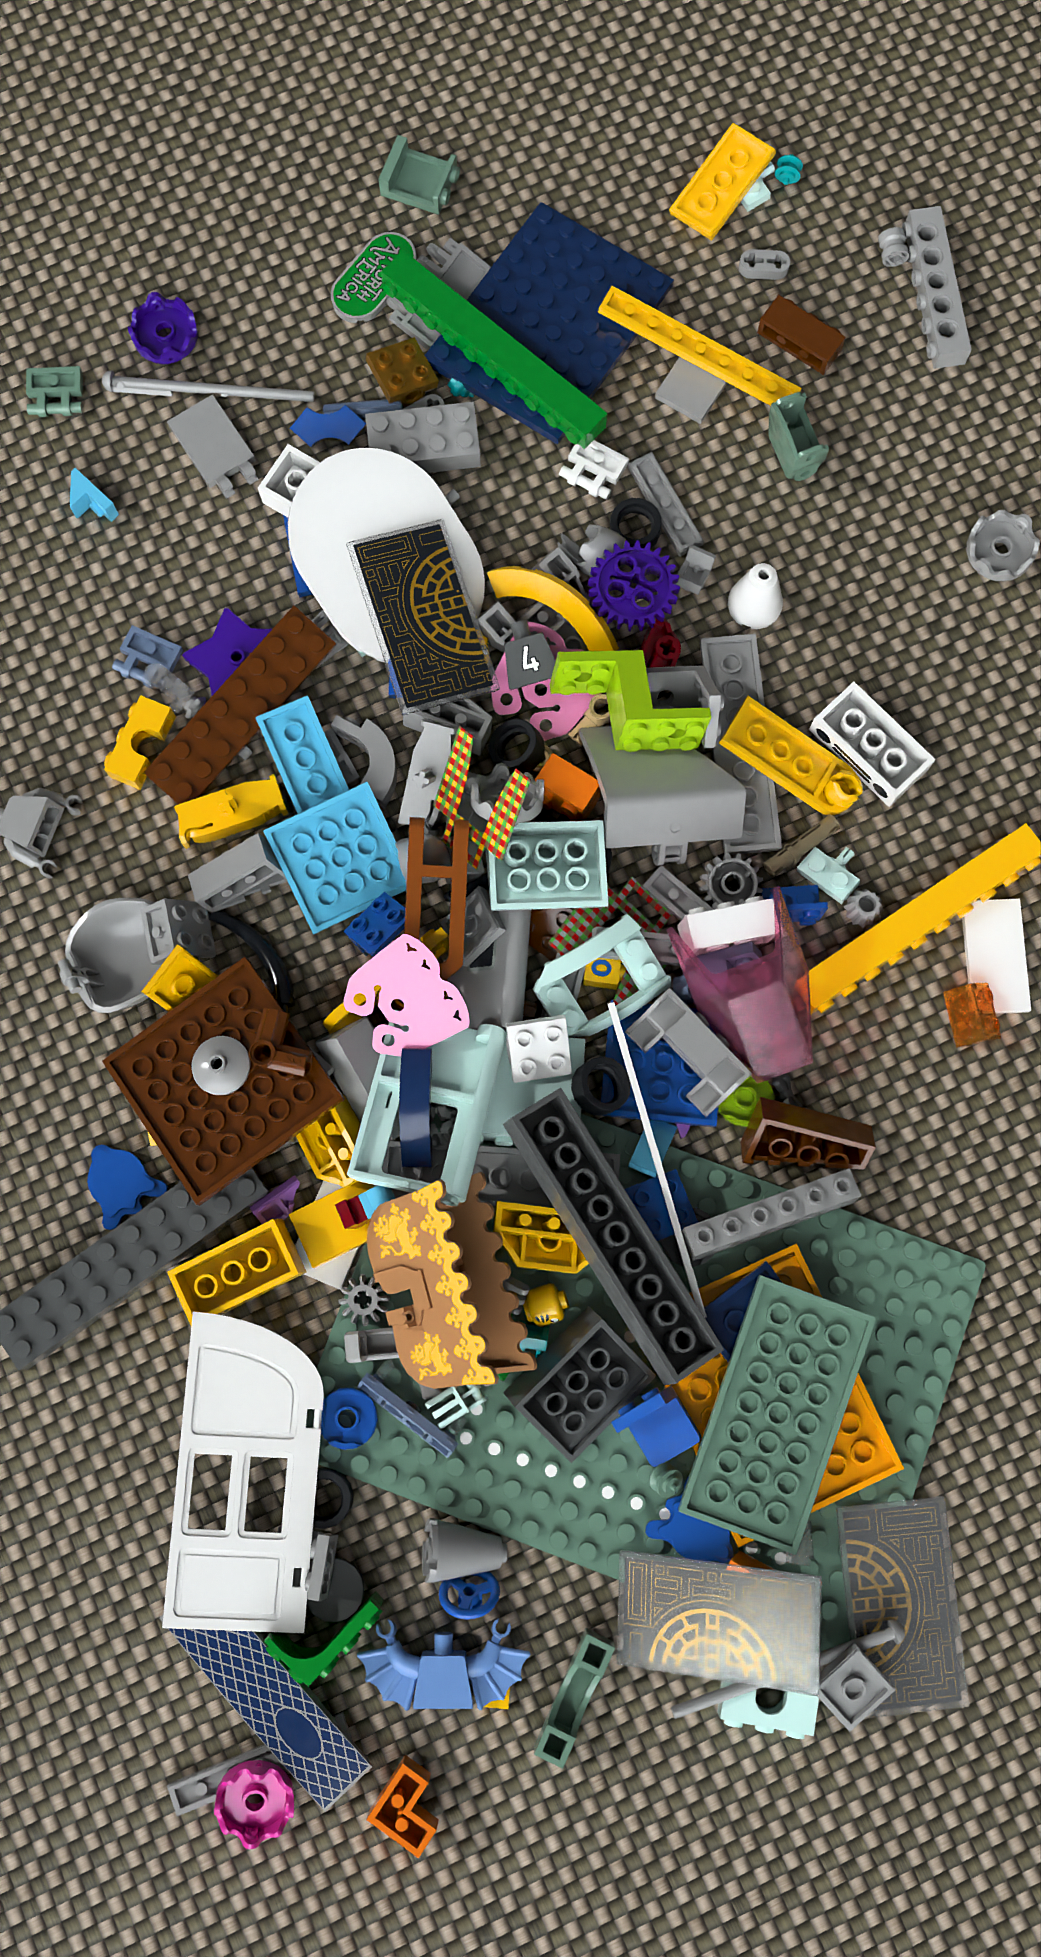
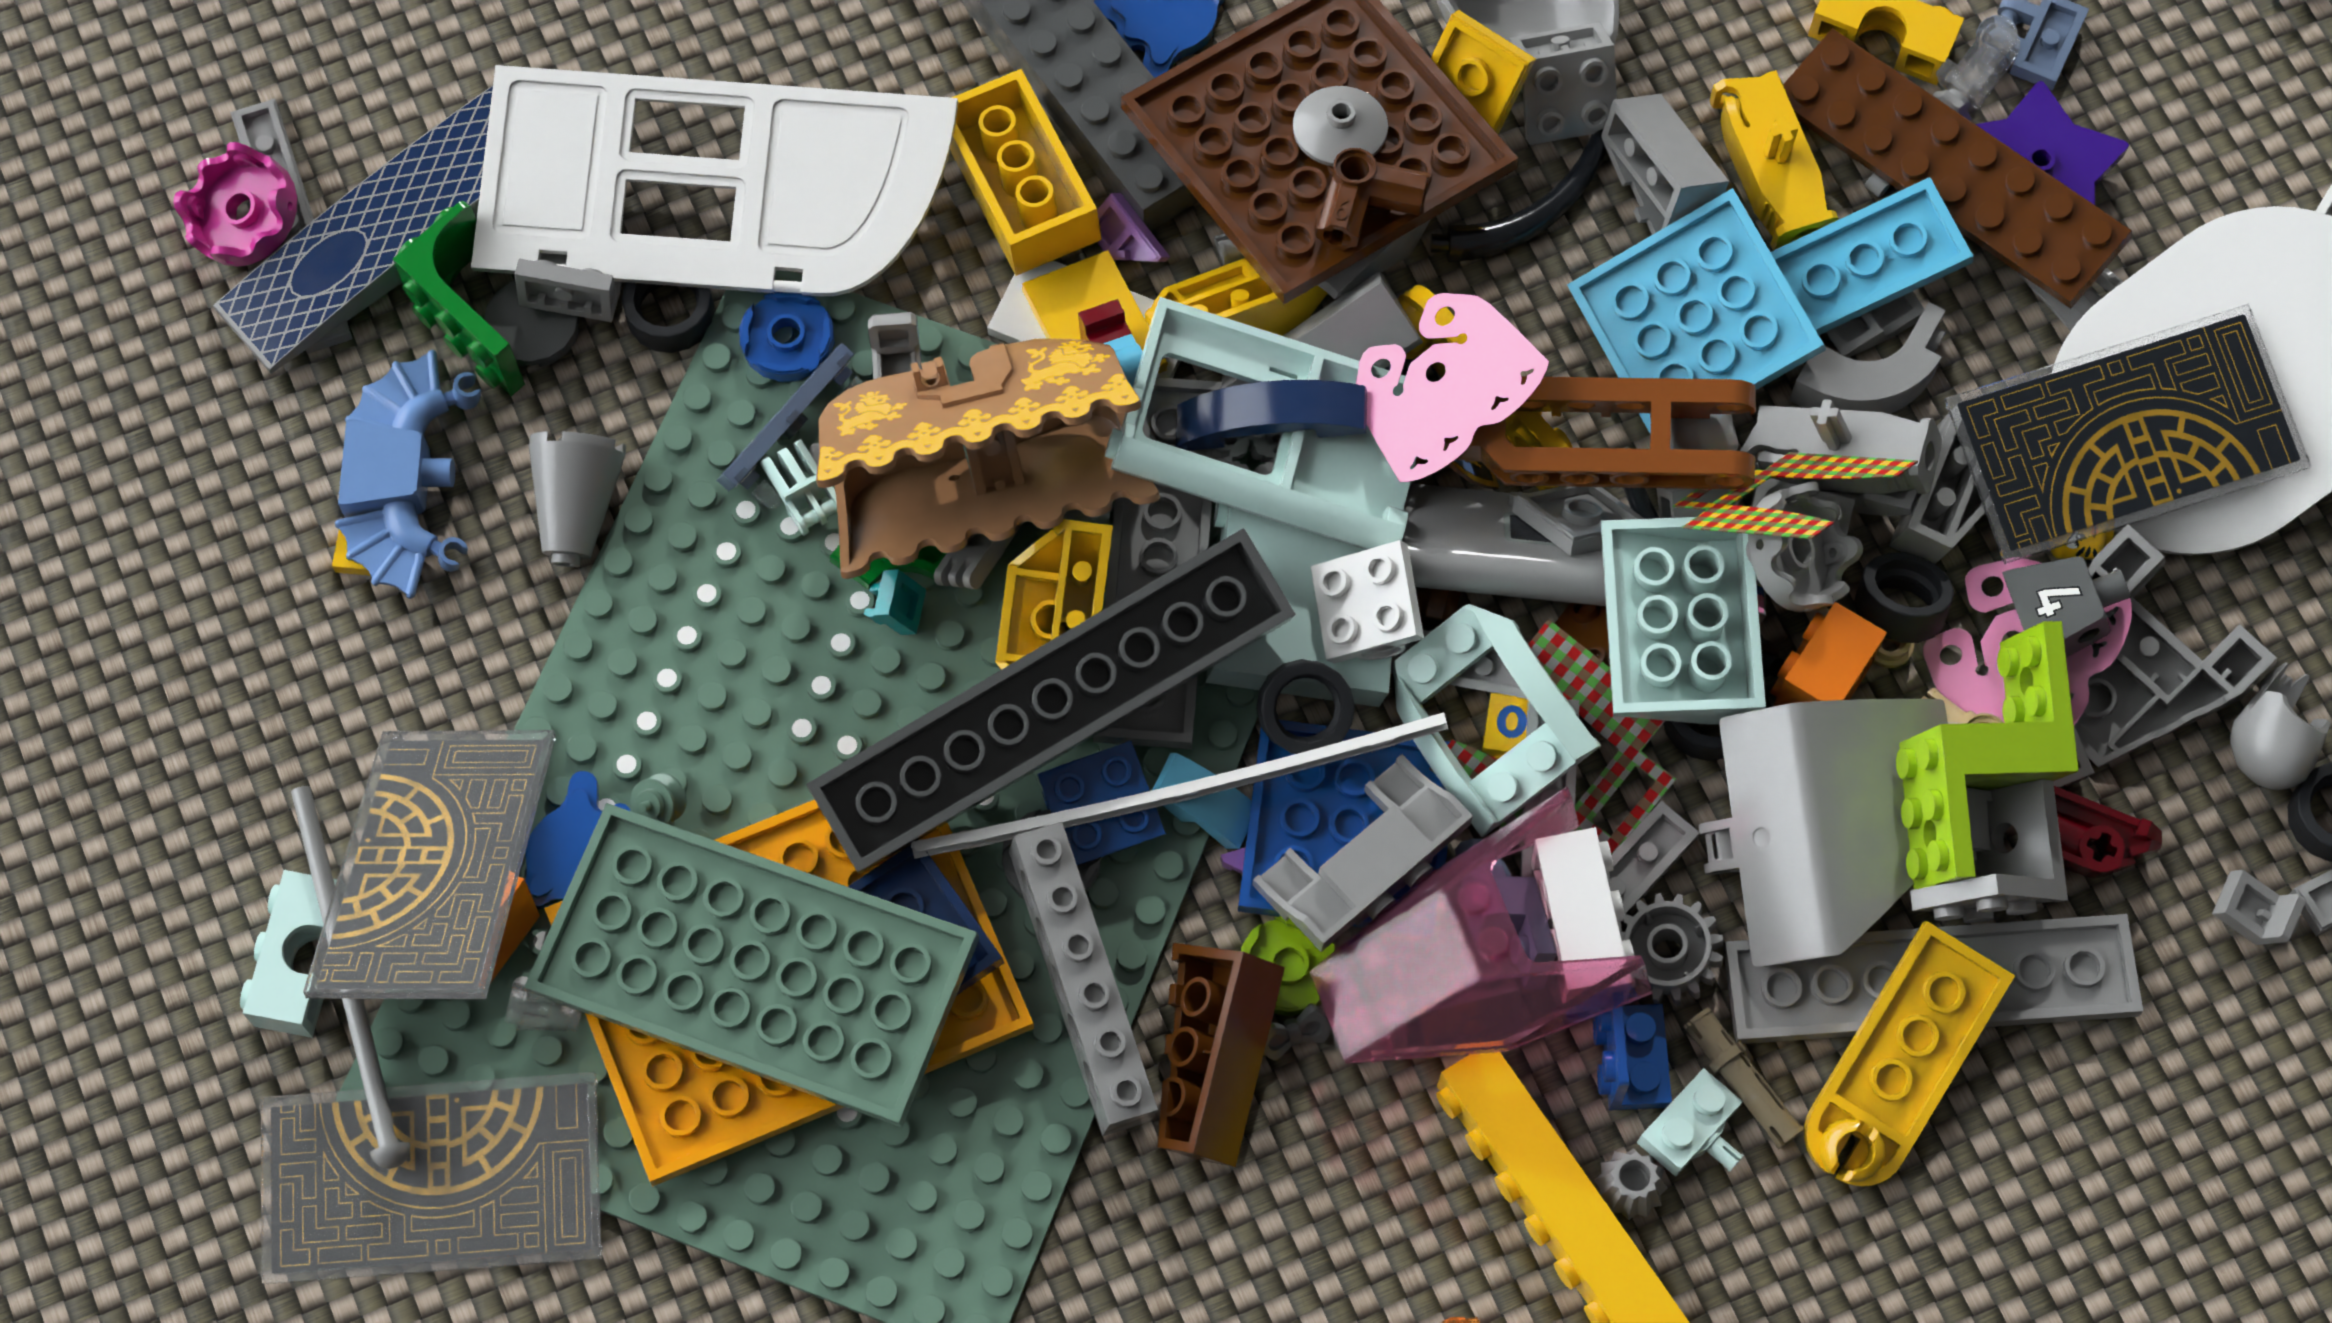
camera: 90 degrees right, 10 degrees down
(358, 1308) = (960, 339): light grey gear -> none
(377, 925) = (1575, 355): blue bracket -> none
(397, 1811) = (204, 402): orange brick -> none
(470, 1596) = (502, 511): blue piece -> none
(545, 1305) = (947, 622): yellow head -> none
(560, 597) = (2193, 647): yellow tile -> none
(573, 1697) = (307, 643): sand green arch -> none
(579, 1384) = (816, 668): dark grey slope -> none
(642, 563) = (2253, 794): dark purple gear -> none
(659, 1425) = (749, 787): blue bracket -> none
(756, 598) = (2213, 1018): white cone -> none
(853, 1687) = (311, 1075): light grey tile -> none
(871, 744) = (1938, 1203): white brick -> none

